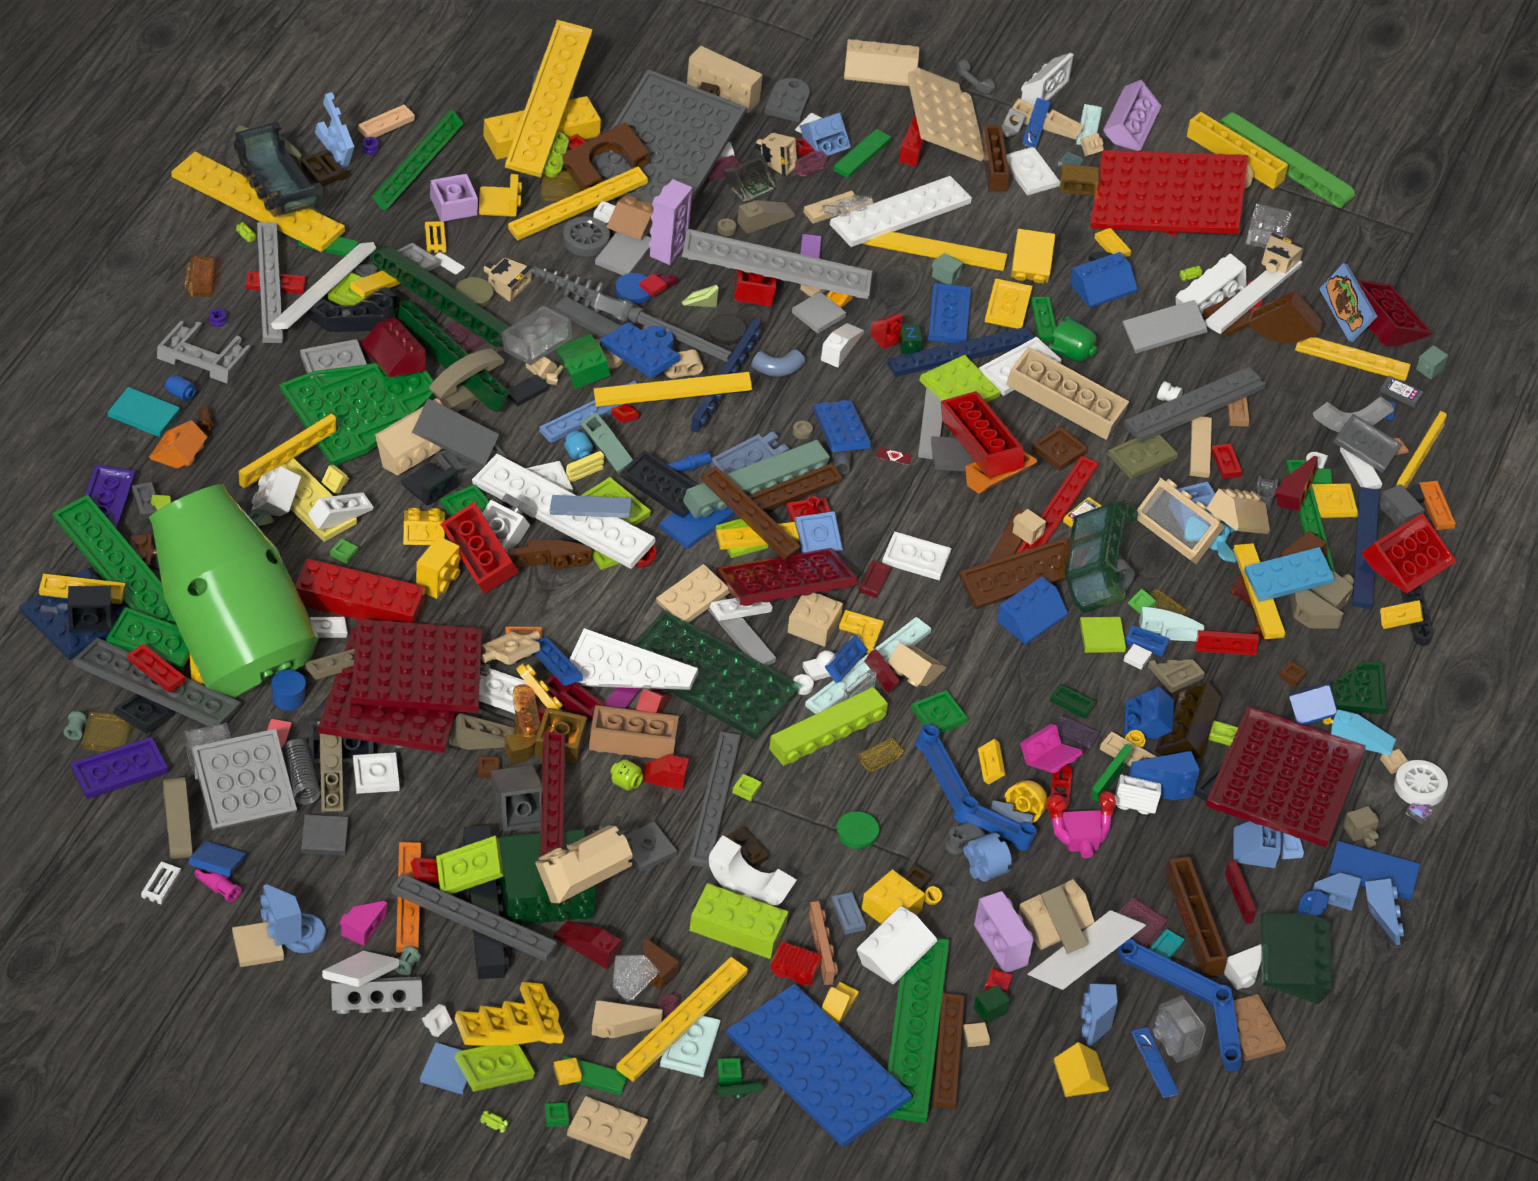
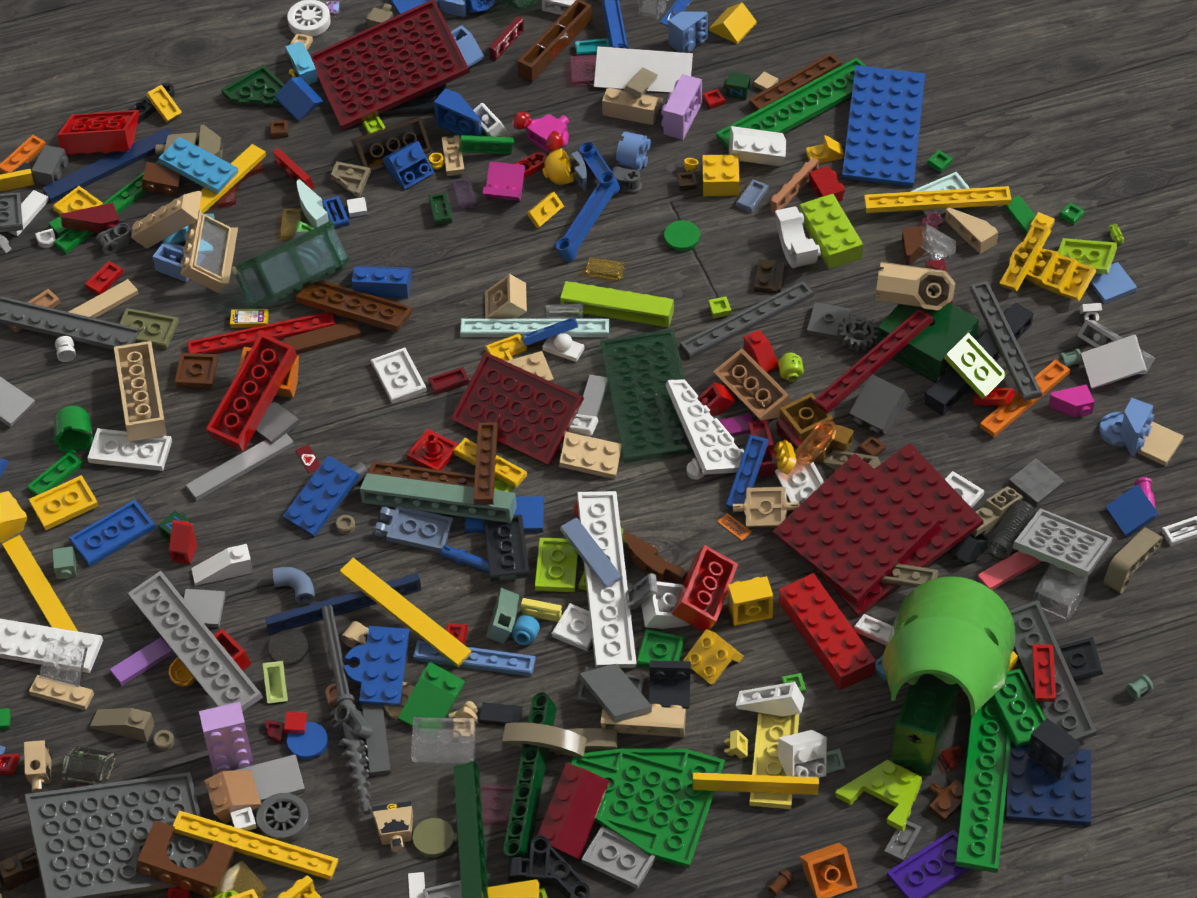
camera: 125 degrees left, 5 degrees up
(58, 586) = (1036, 784): yellow plate -> none
(105, 732) = (1120, 669): clear yellow tile -> none
(119, 767) = (1137, 631): dark purple plate -> none
(607, 1127) = (1049, 186): tan plate -> none
(738, 1089) = (947, 146): dark green plate -> none
(806, 682) = (592, 348): white tile -> none
(810, 163) = (19, 737): clear pink plate -> none
(818, 532) = (448, 431): medium blue tile -> none
(883, 672) = (537, 307): dark red tile -> none
(940, 712) = (532, 266): green tile -> none
(957, 379) = (192, 468): lime plate -> none
(971, 348) = (149, 496): dark blue plate -> none
(1029, 526) = (306, 324): tan brick -> none
(1102, 634) = (358, 236): lime tile -> none

